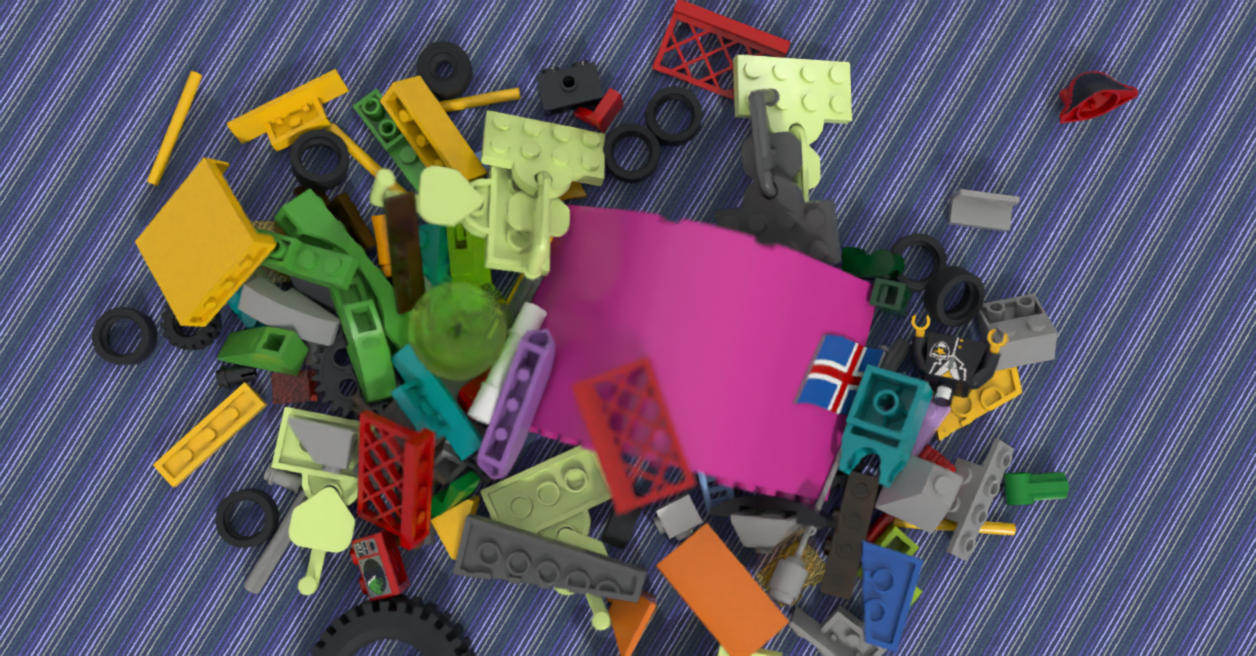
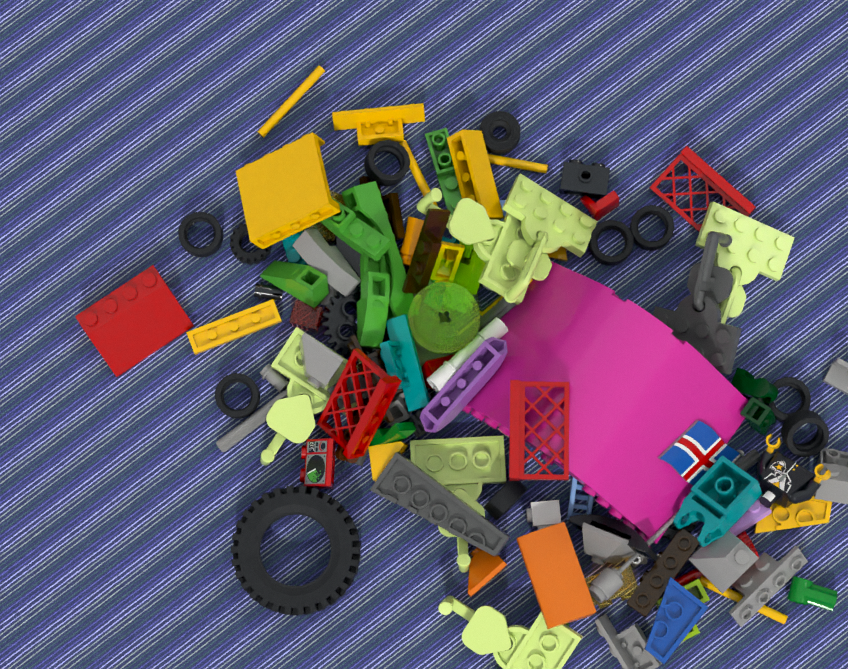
camera: 30 degrees right, 5 degrees down
(82, 475) = (134, 321): none -> red slope
(437, 254) = (447, 261): none -> yellow slope

